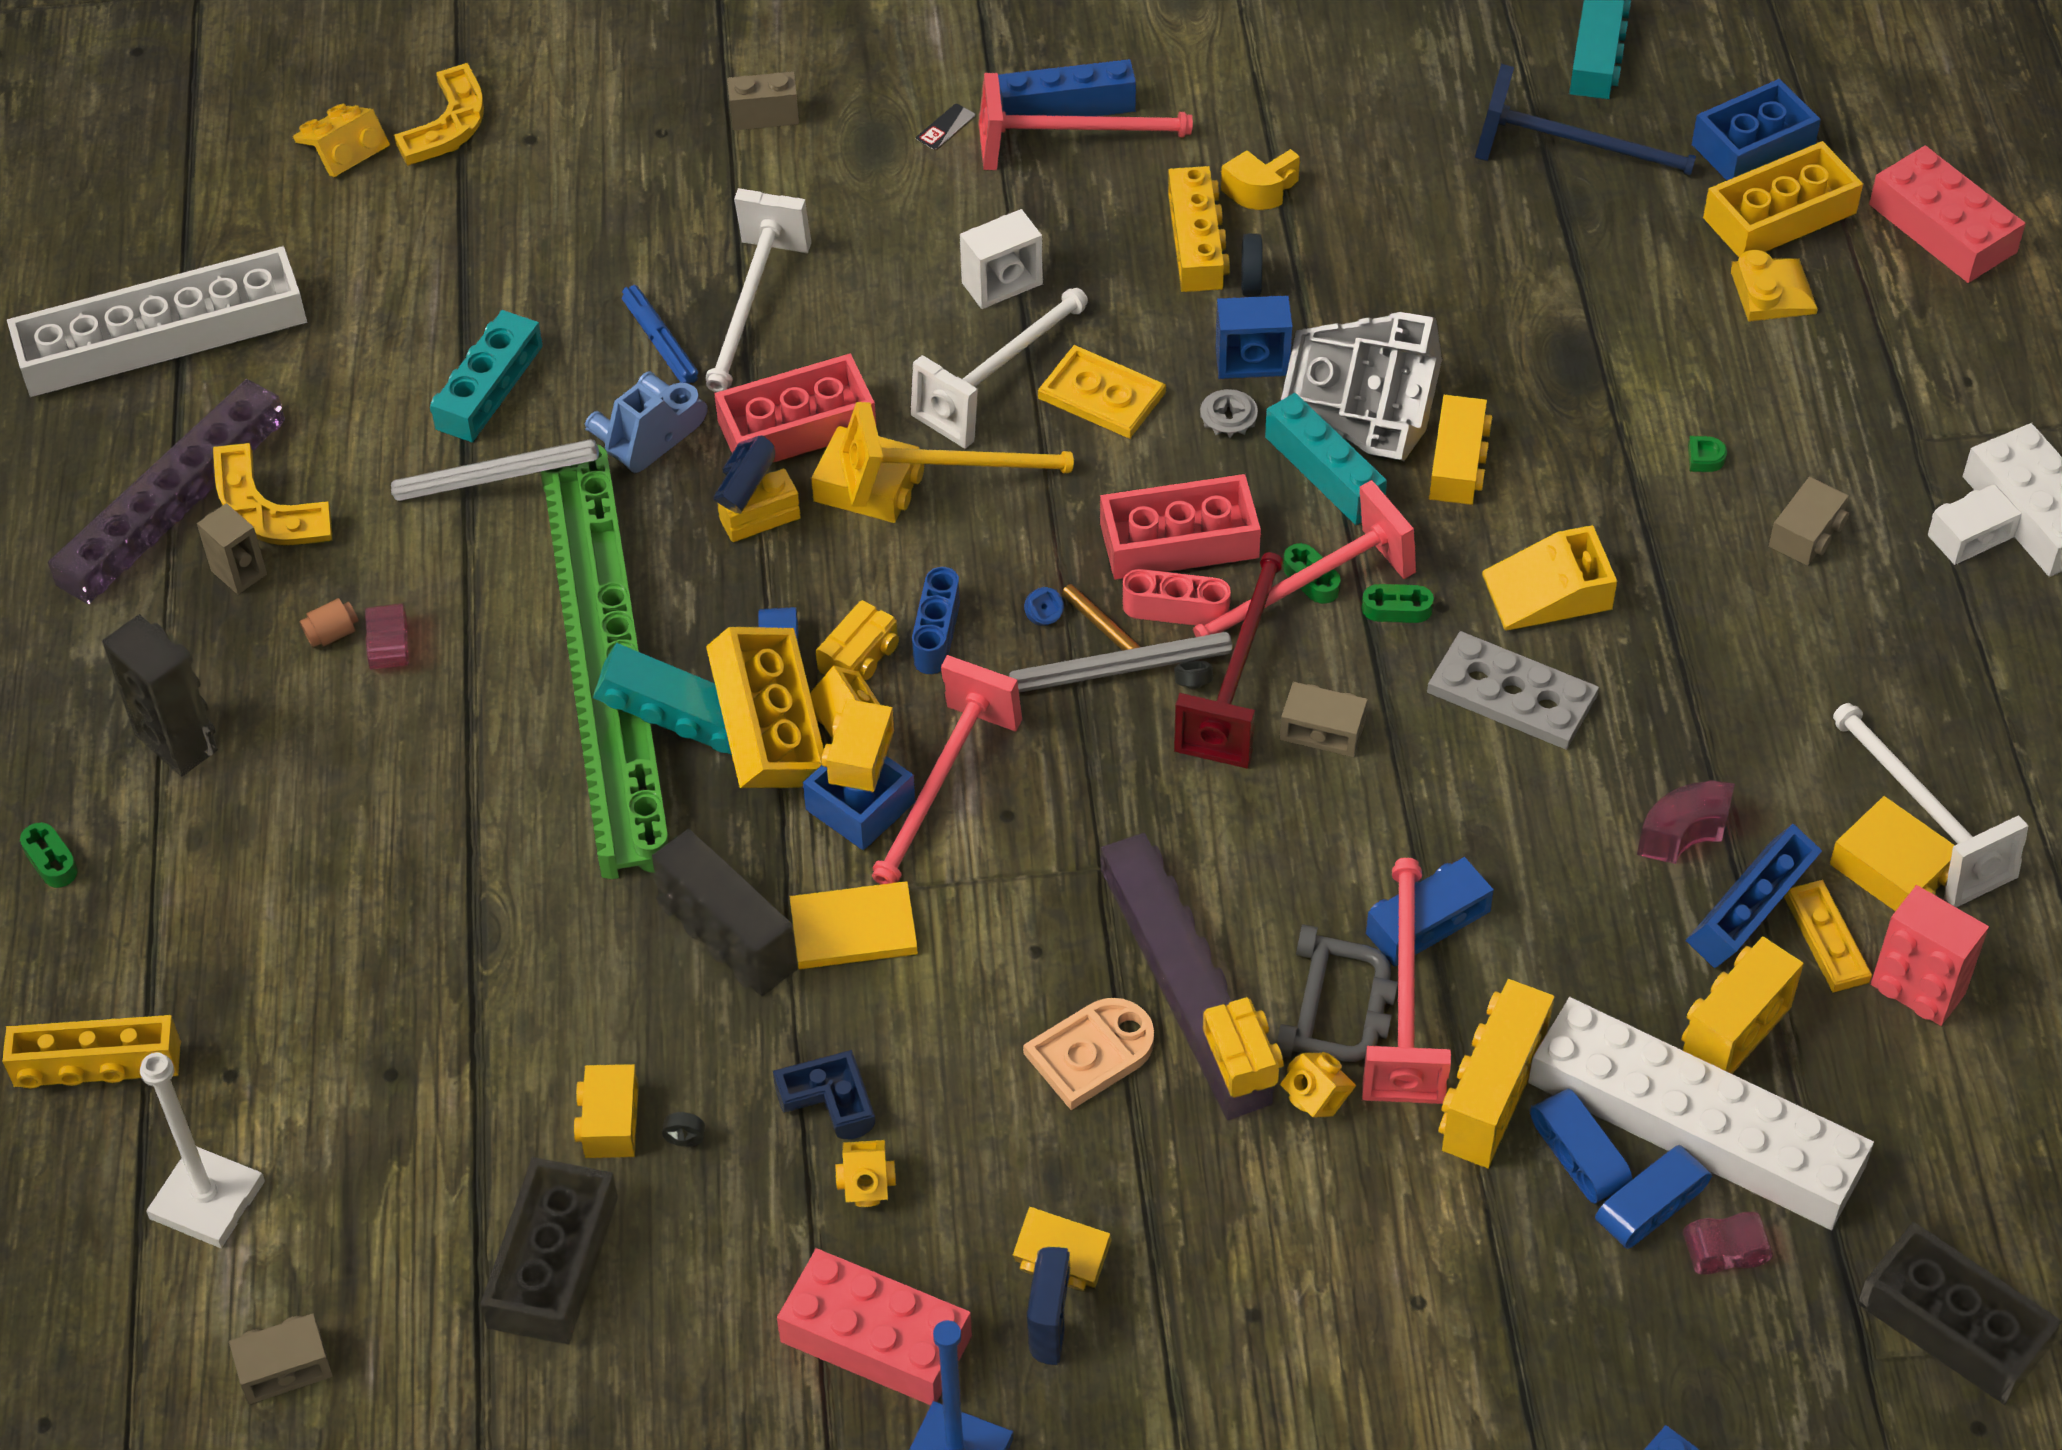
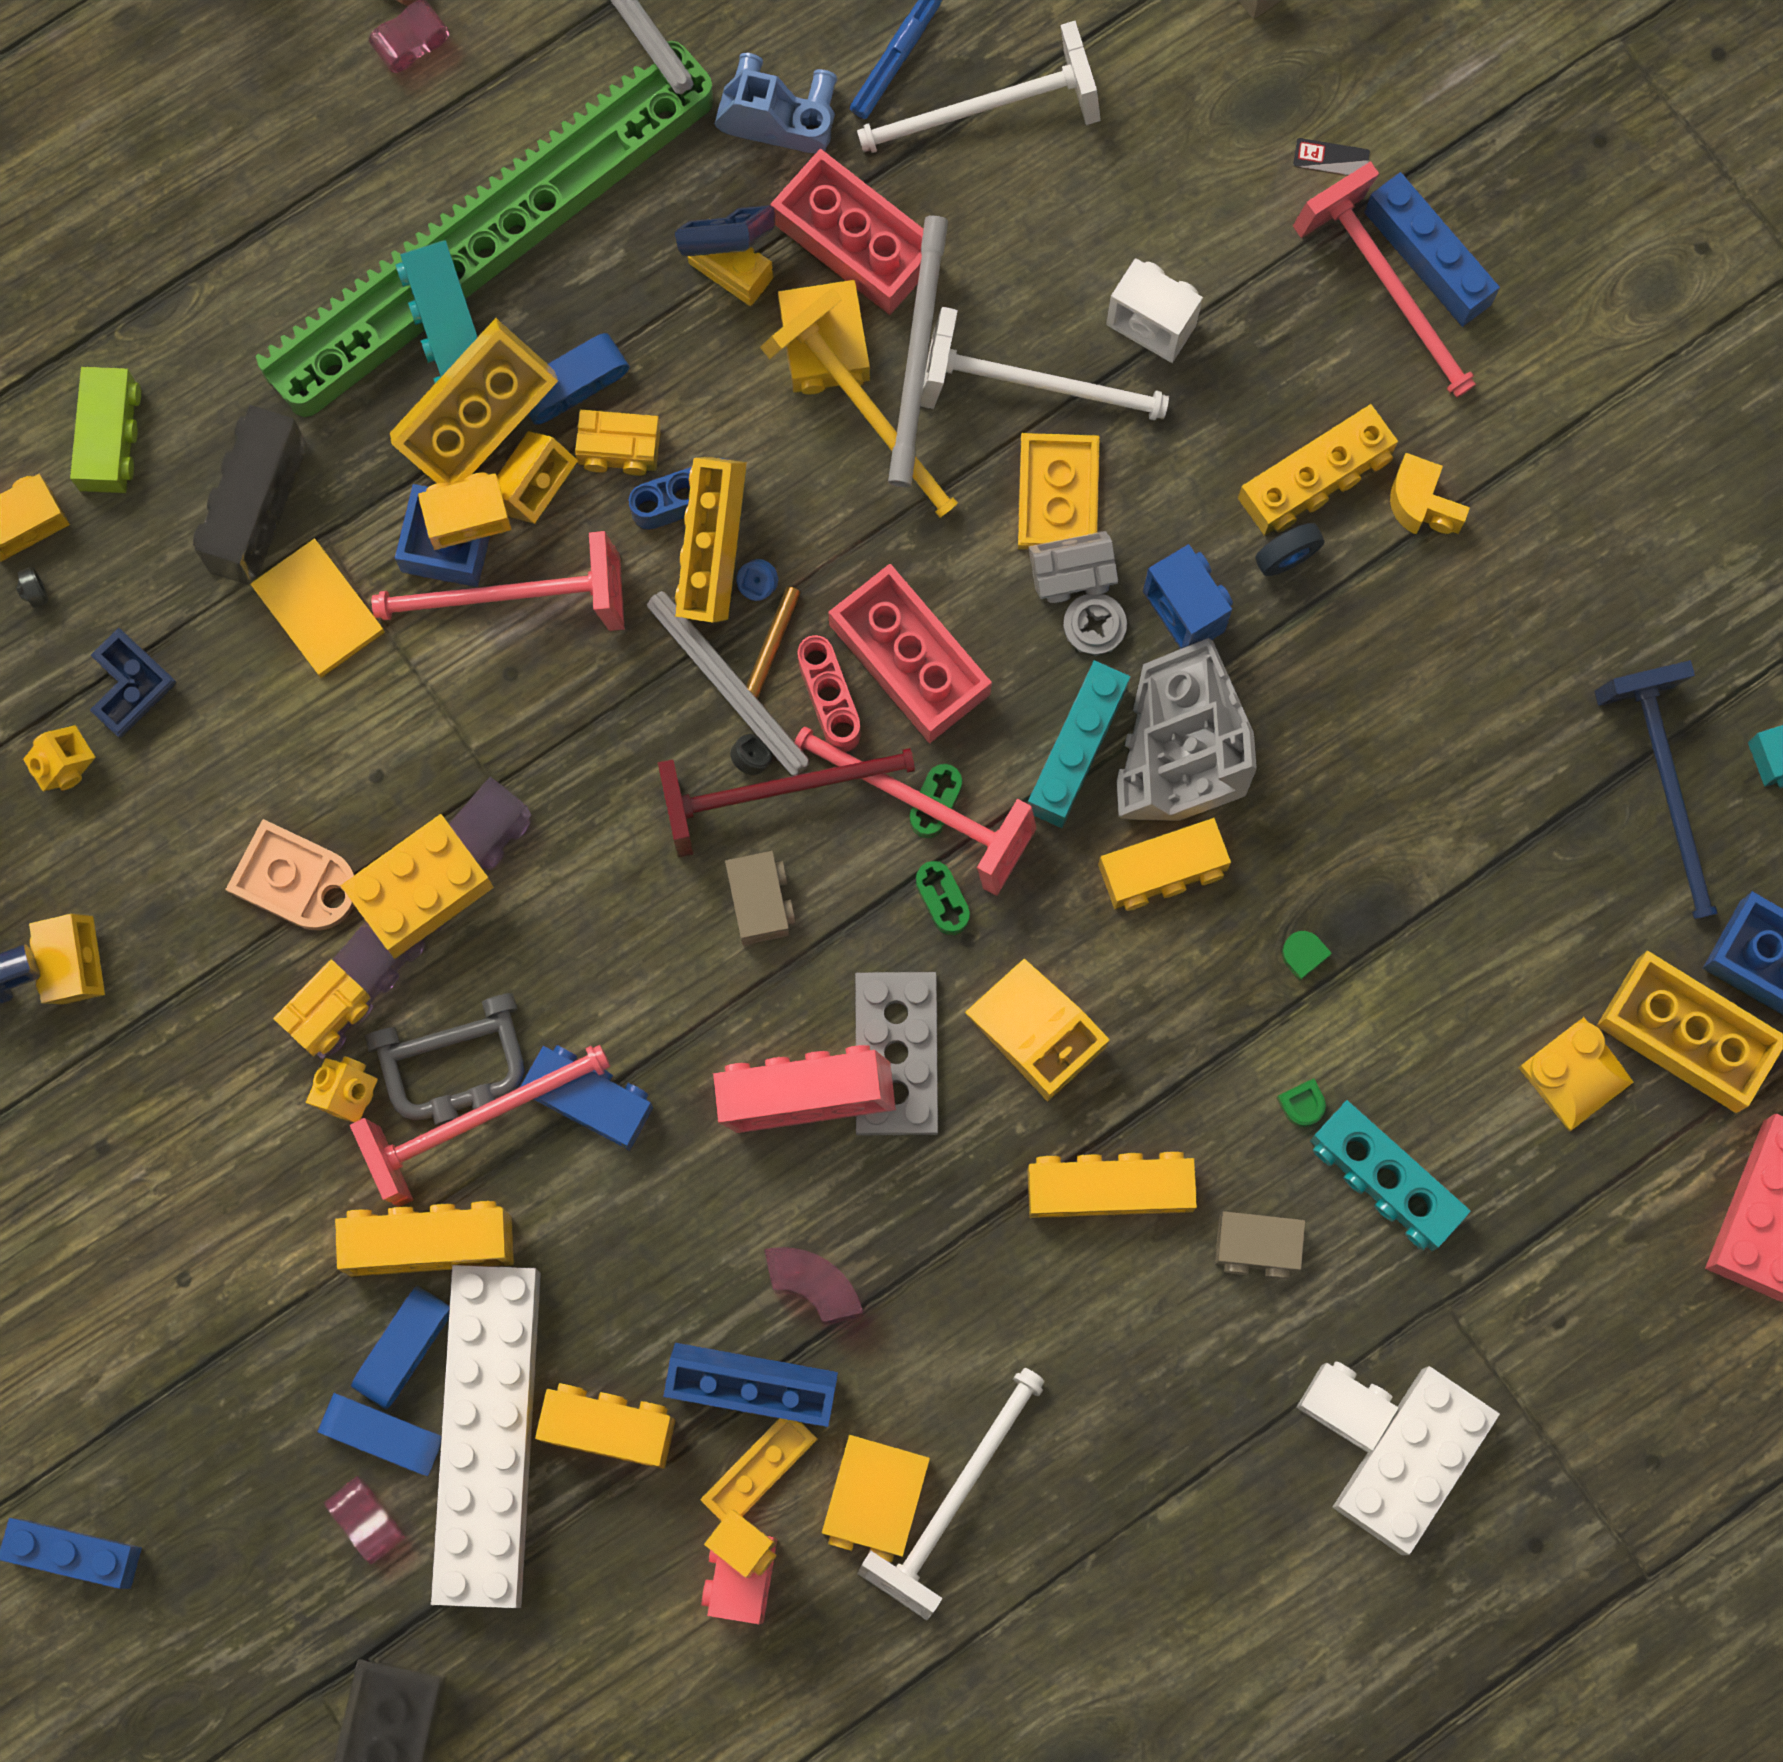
camera: 60 degrees right, 25 degrees up
(575, 1009) = (104, 430): none -> lime brick
(997, 601) = (710, 539): none -> yellow brick
(1010, 448) = (904, 450): none -> light grey piece
(1174, 398) = (1073, 566): none -> light grey brick
(1174, 927) = (417, 886): none -> yellow brick
(1519, 739) = (804, 1090): none -> coral brick
(1582, 402) = (1304, 953): none -> green tile
(1711, 590) = (1111, 1187): none -> yellow brick
(1796, 421) = (1444, 1209): none -> teal brick
(1920, 884) = (742, 1545): none -> yellow brick

